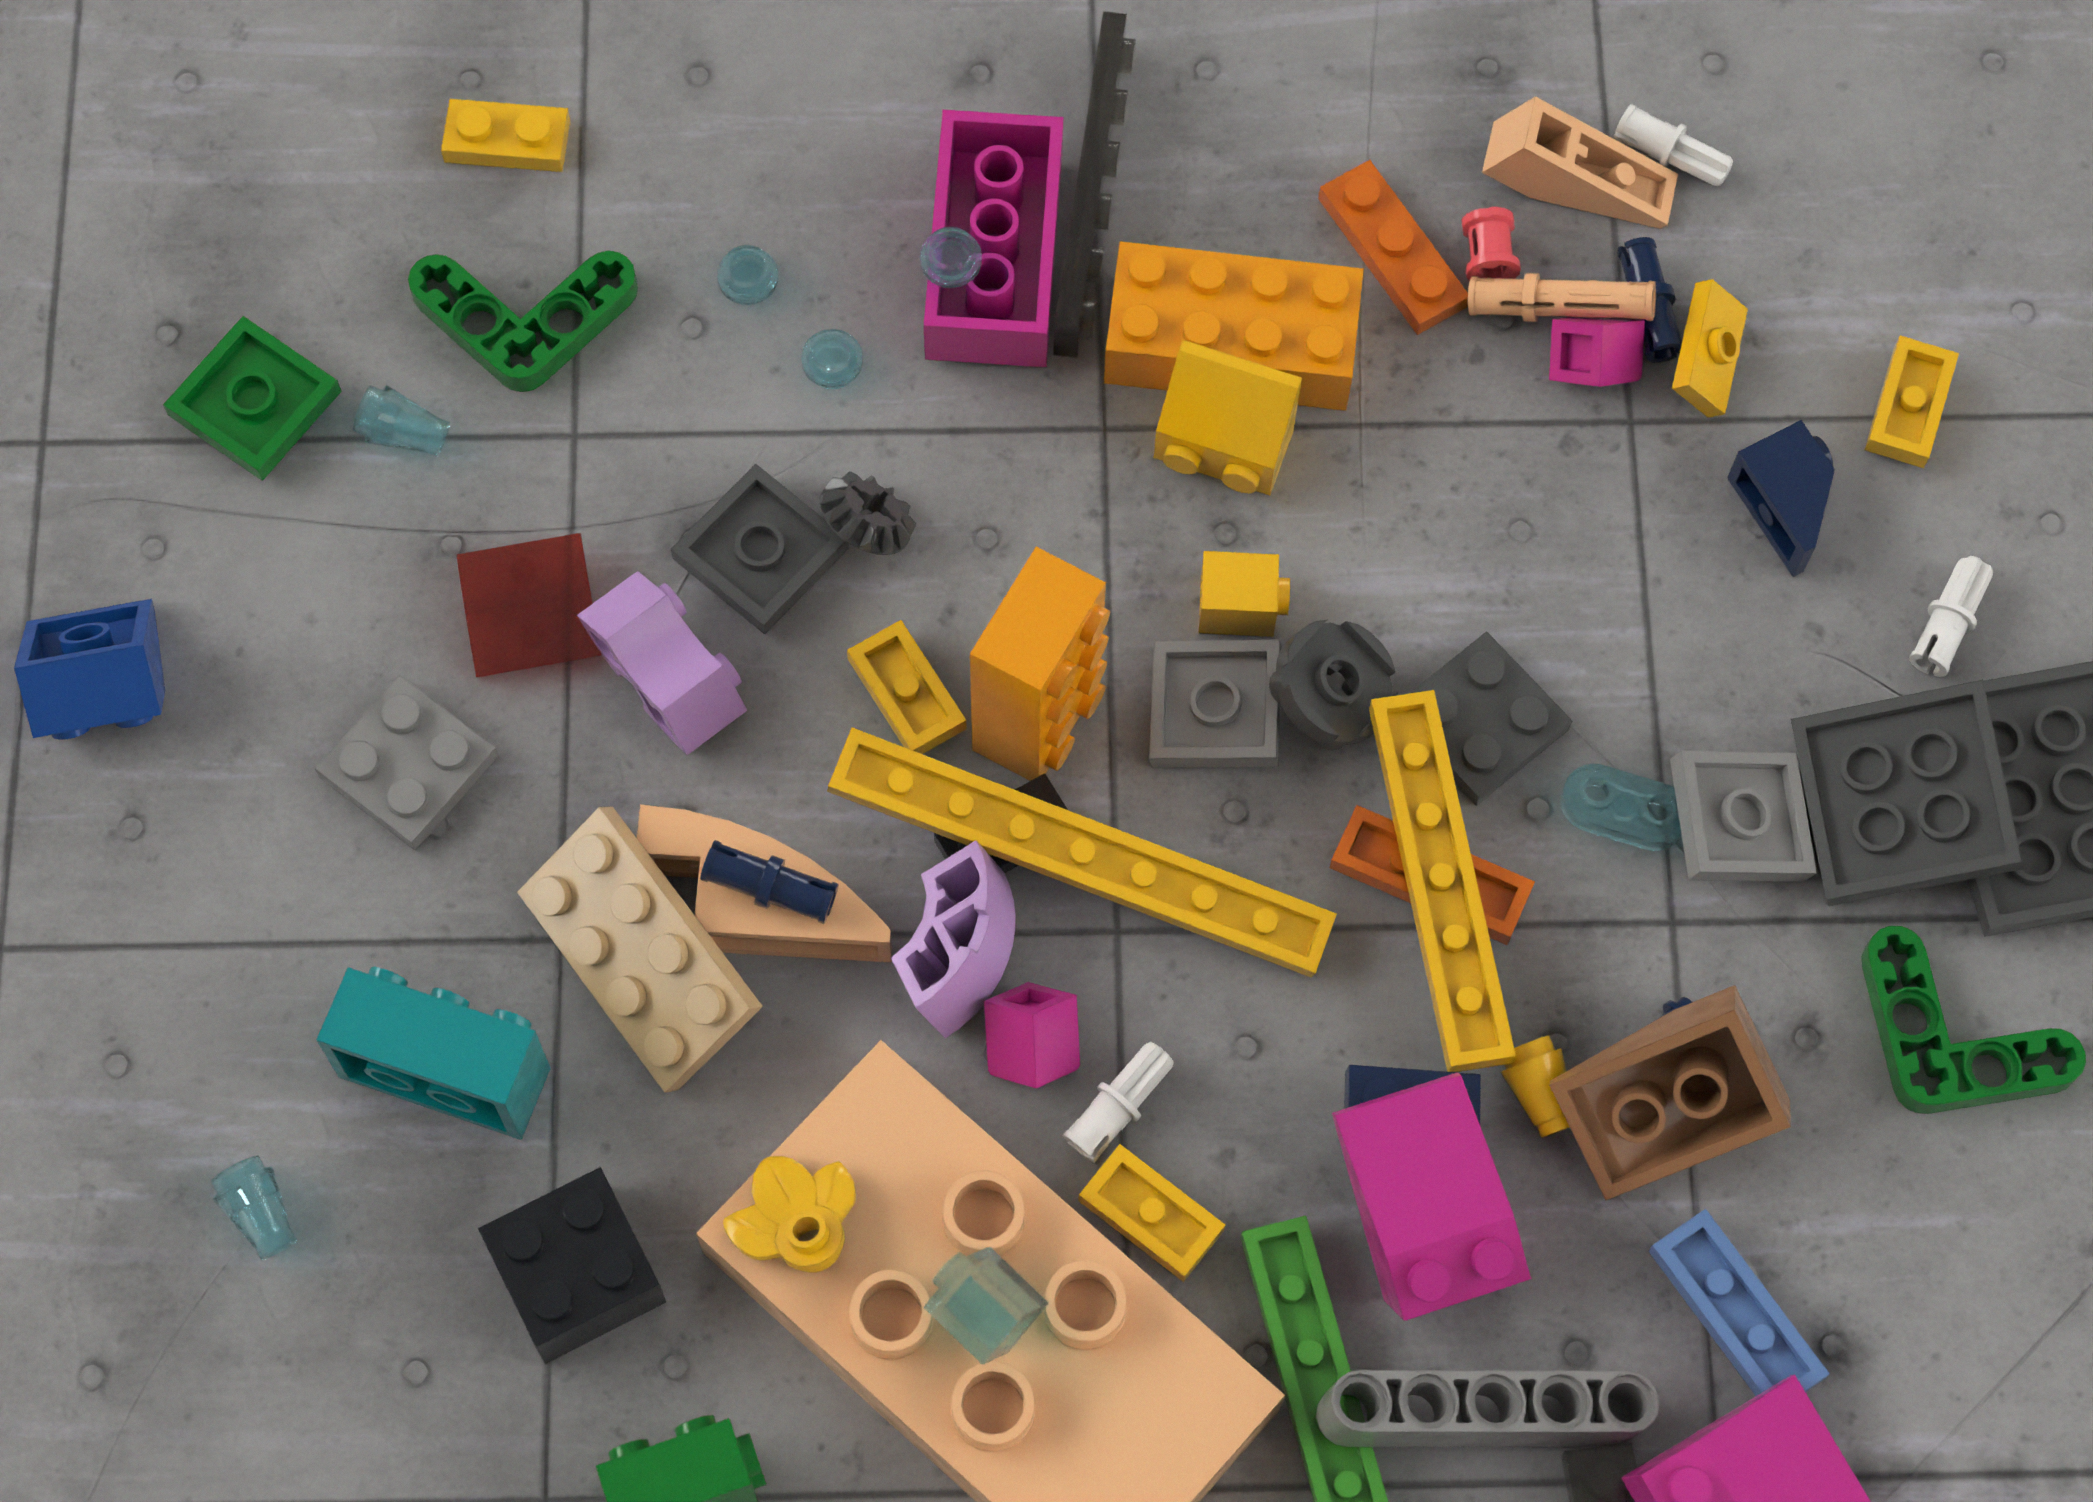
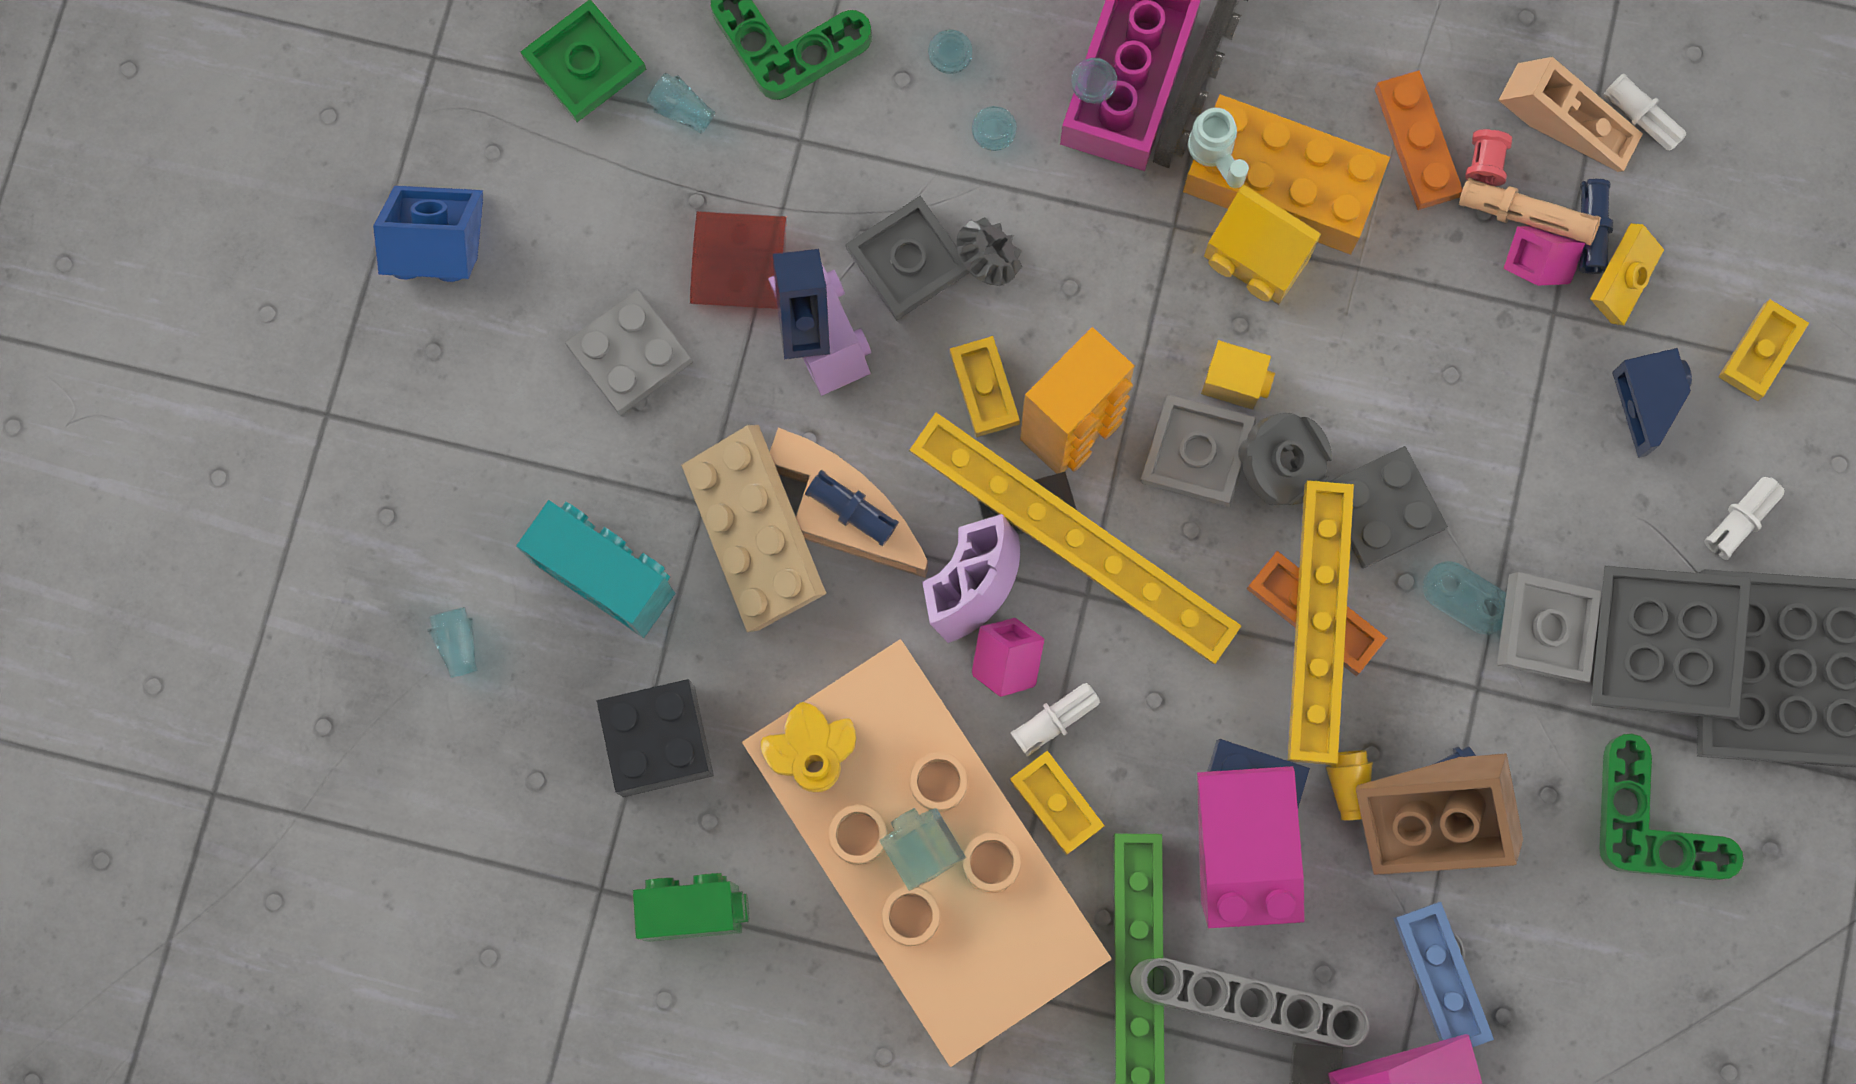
camera: 20 degrees right, 10 degrees up
(634, 628) = (801, 303): none -> dark blue slope
(1129, 299) = (1213, 143): none -> light aqua piece

